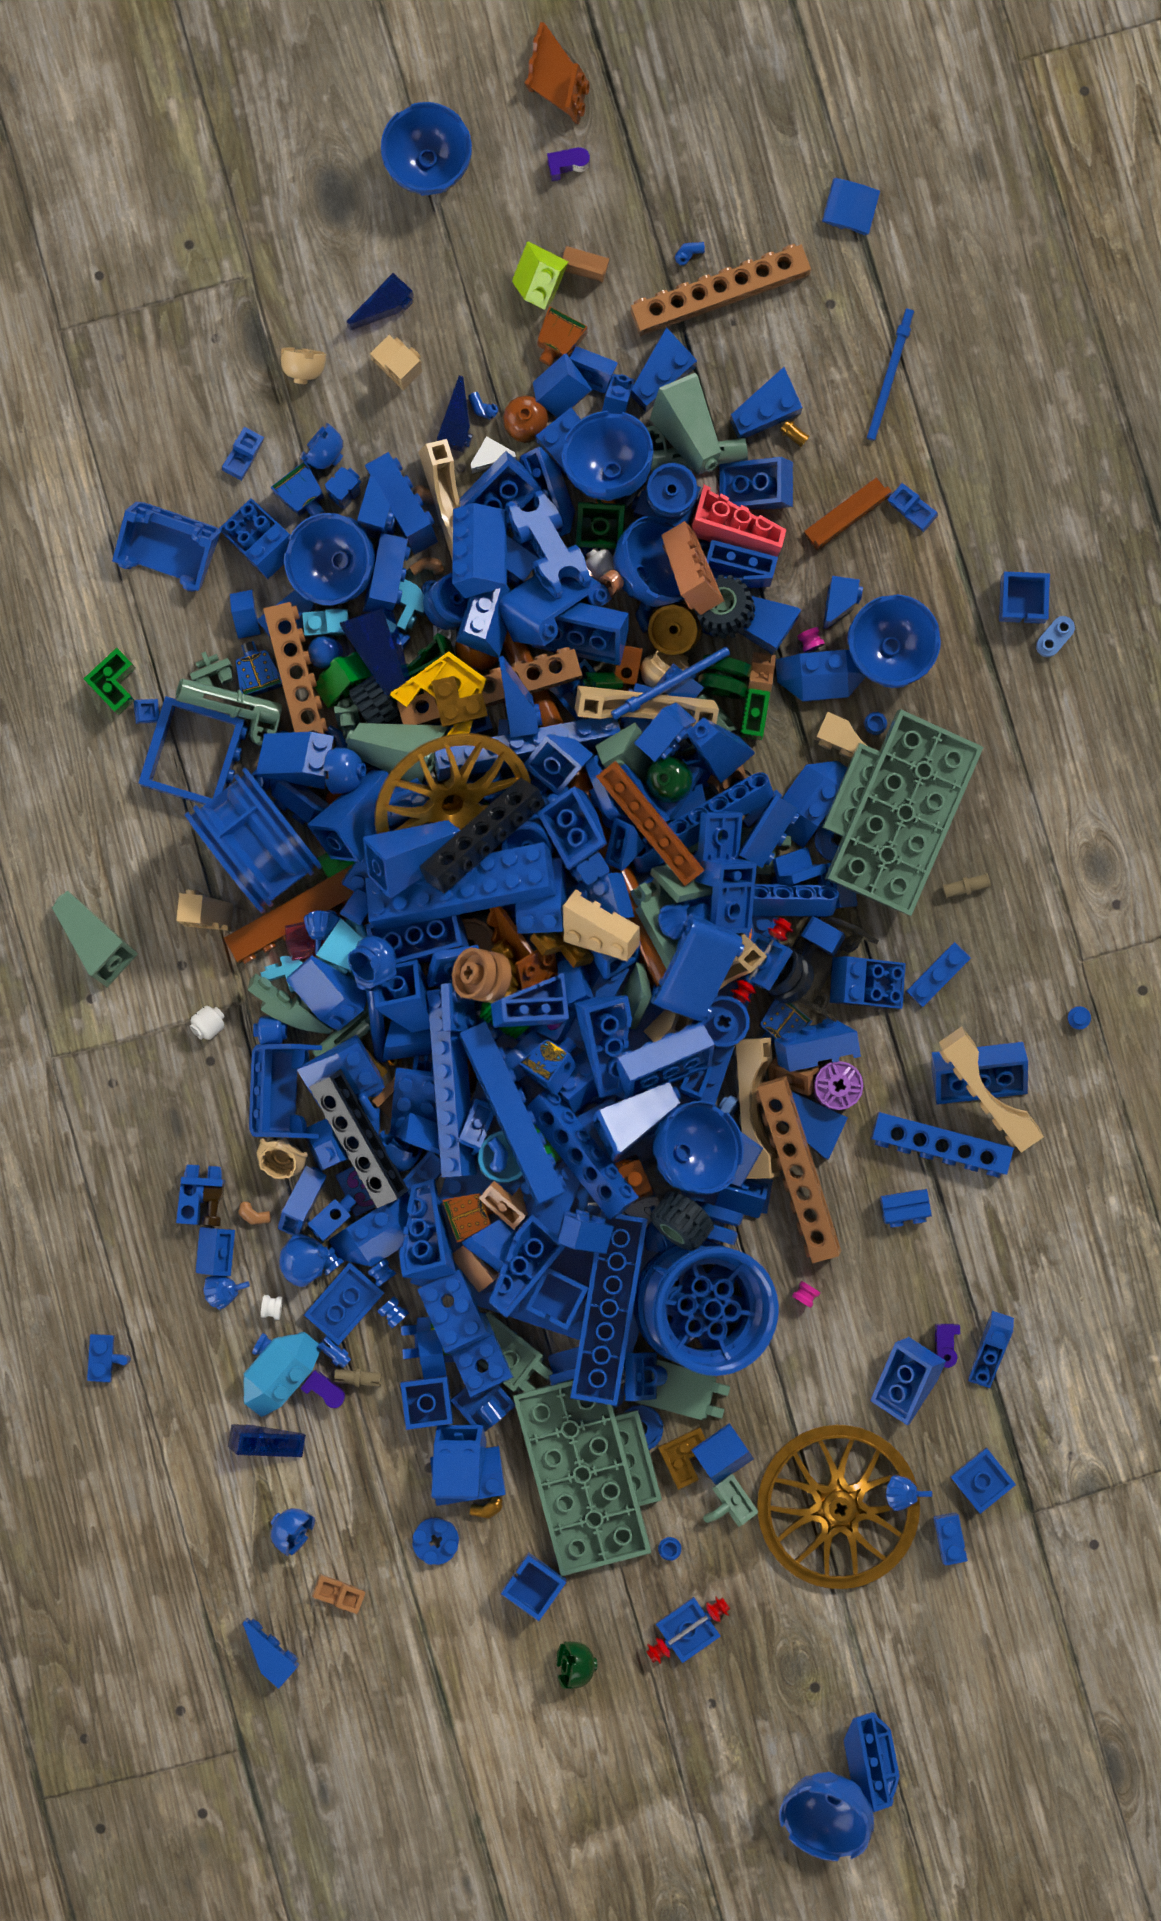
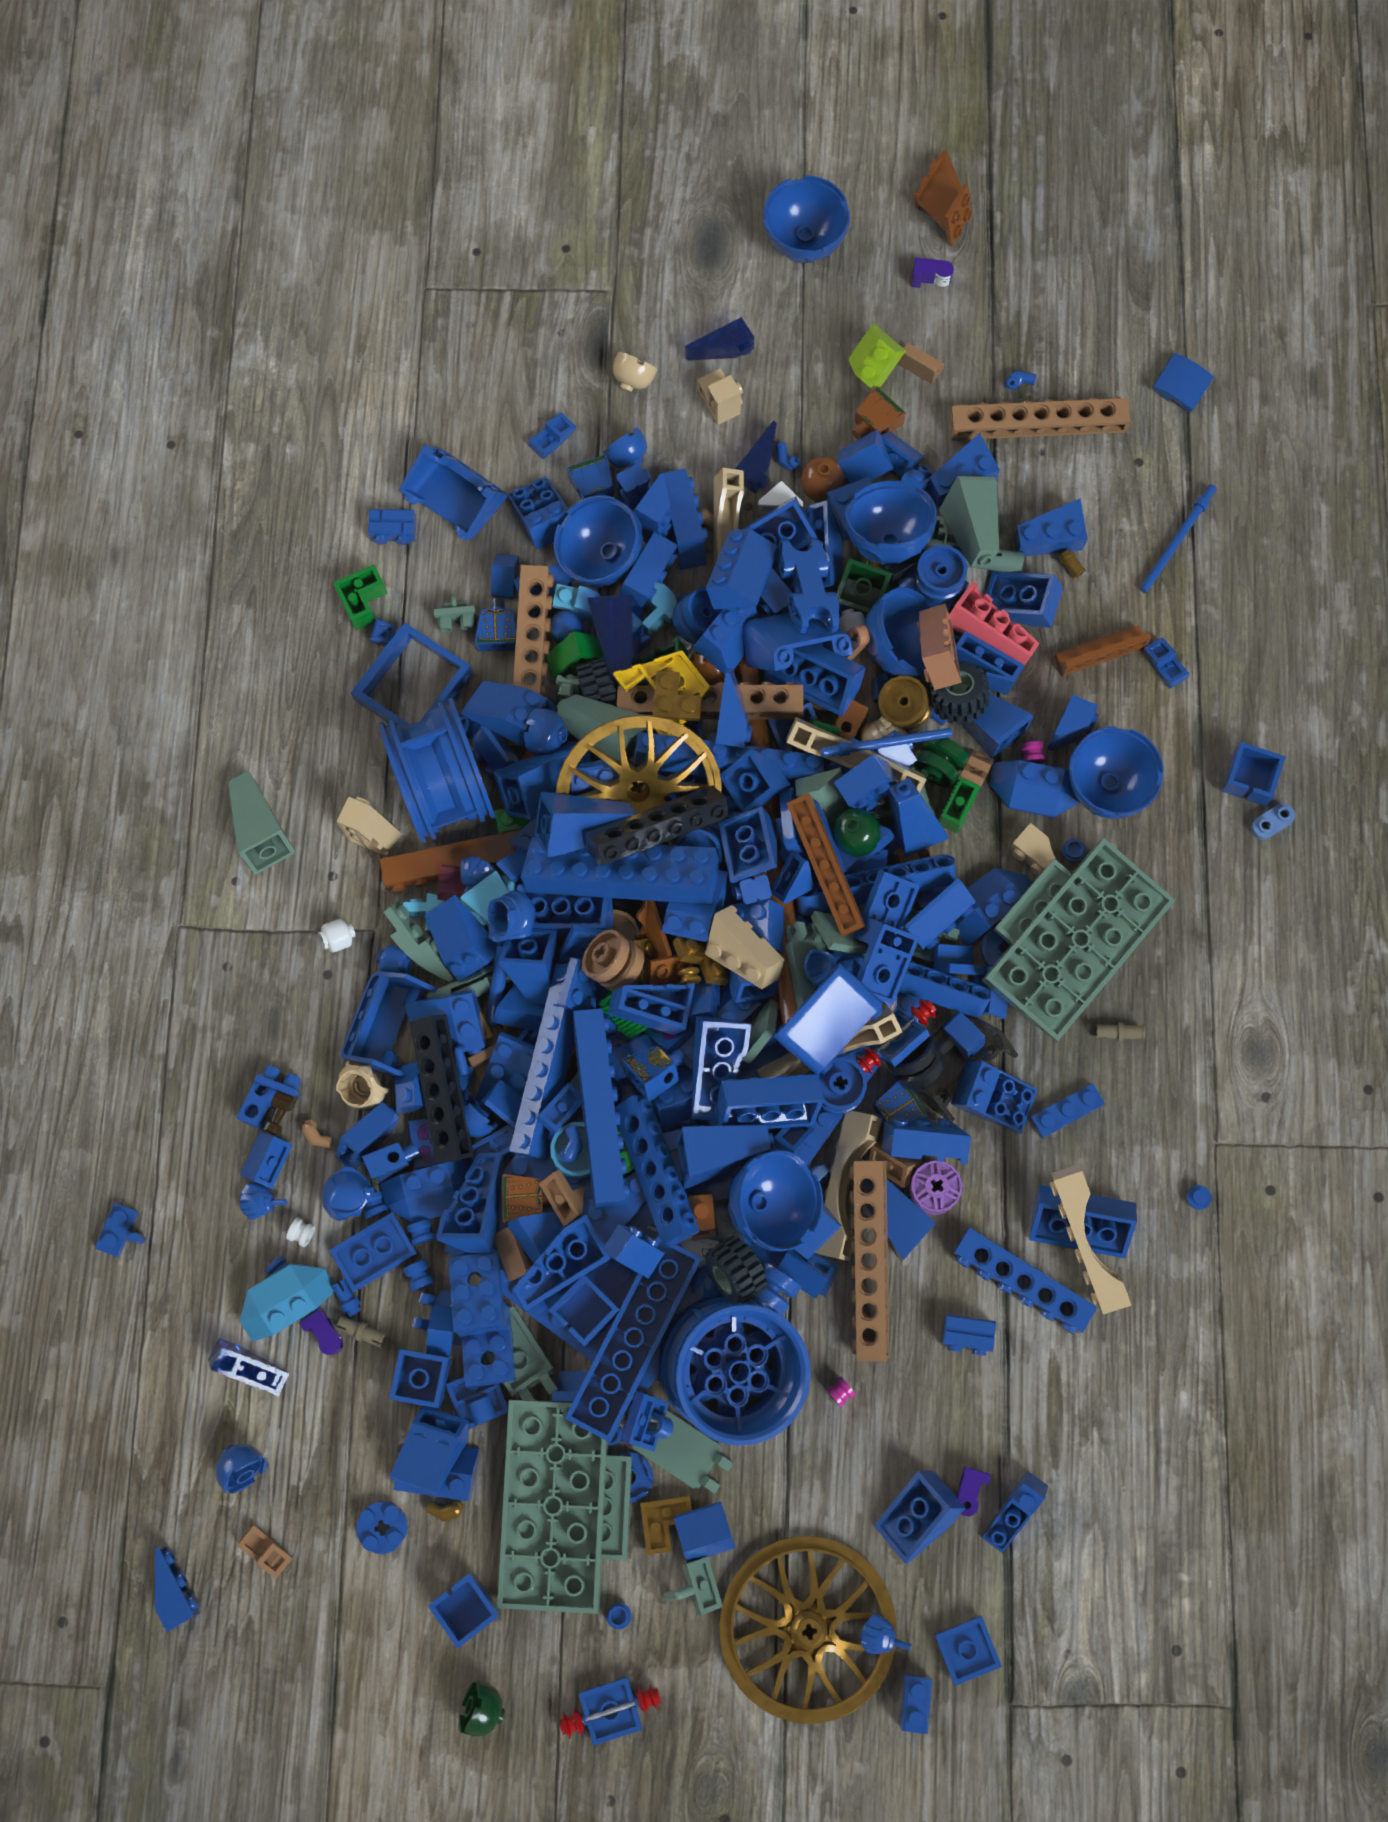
camera: 20 degrees right, 10 degrees down
(117, 598) = (392, 525): none -> blue brick
(259, 709) = (488, 662): sand green piece -> none
(427, 563) = (687, 579): medium nougat arm -> none
(555, 966) = (689, 976): none -> pearl gold bush

